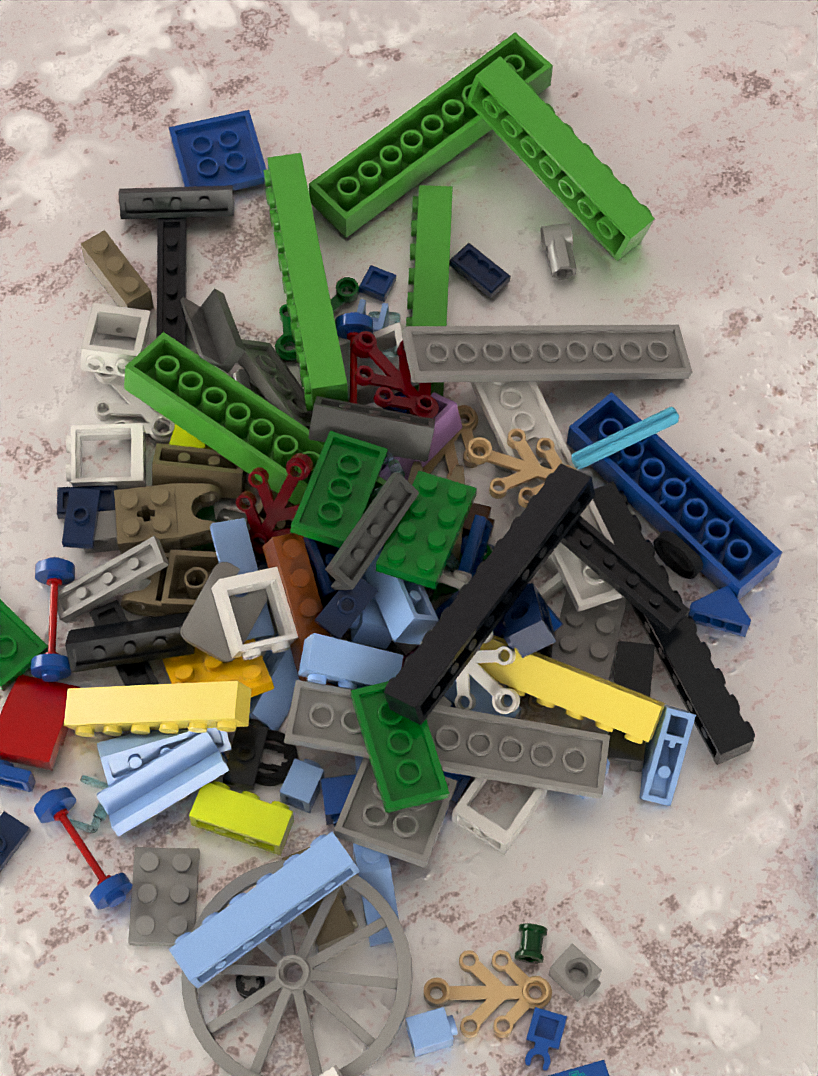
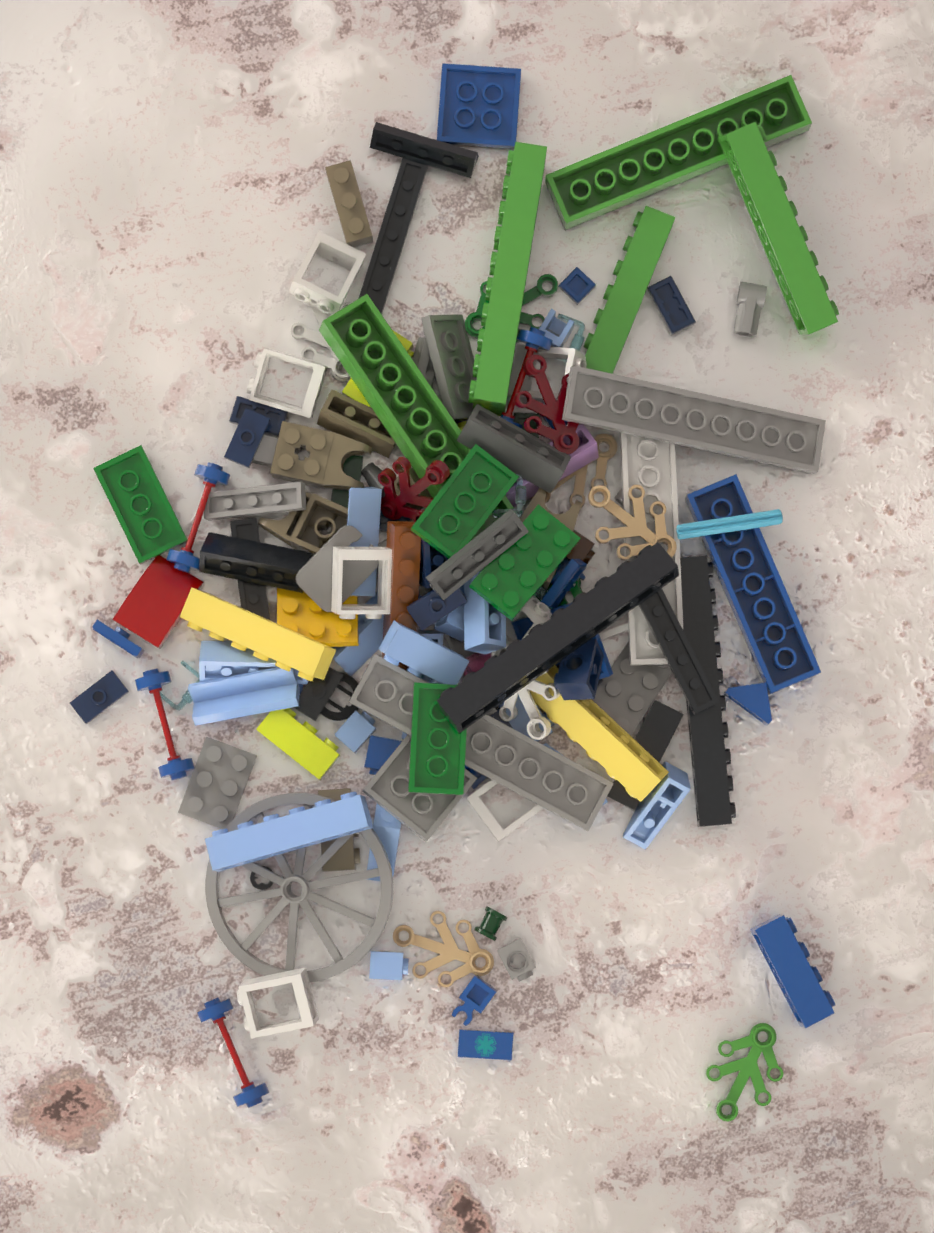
camera: 20 degrees right, 20 degrees up
(214, 330) = (413, 297): dark grey panel -> none
(670, 547) = (735, 640): black piece -> none

